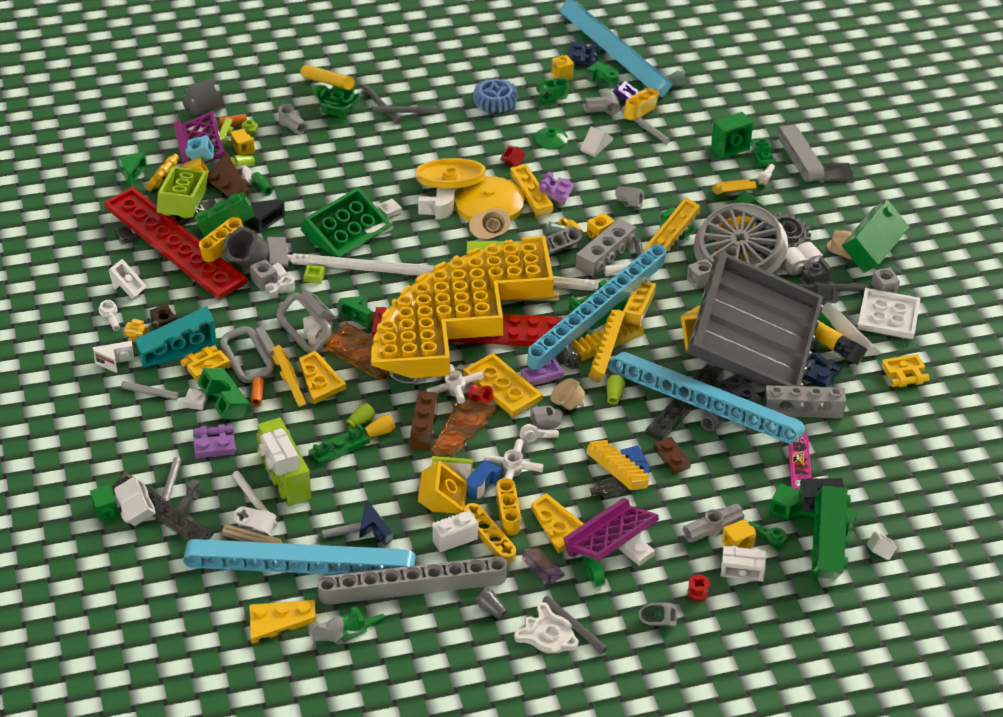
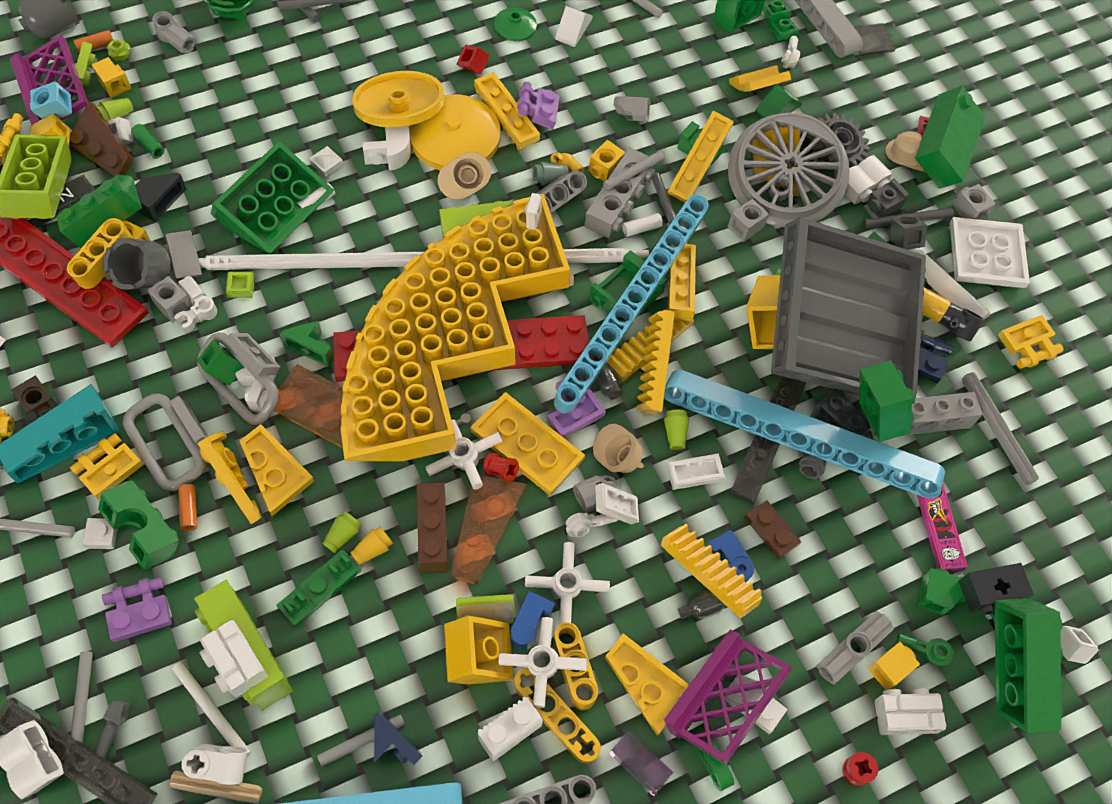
camera: 15 degrees left, 20 degrees up
(294, 311) = (219, 362): none -> green brick
(485, 495) = (543, 649): none -> white bar
(534, 241) = (533, 211): none -> white tile
(558, 421) = (616, 503): none -> white plate
(618, 231) = (633, 170): none -> light grey bar
(622, 415) = (695, 471): none -> white plate
(766, 375) = (886, 401): none -> green brick
(864, 419) = (1001, 429): none -> light grey axle

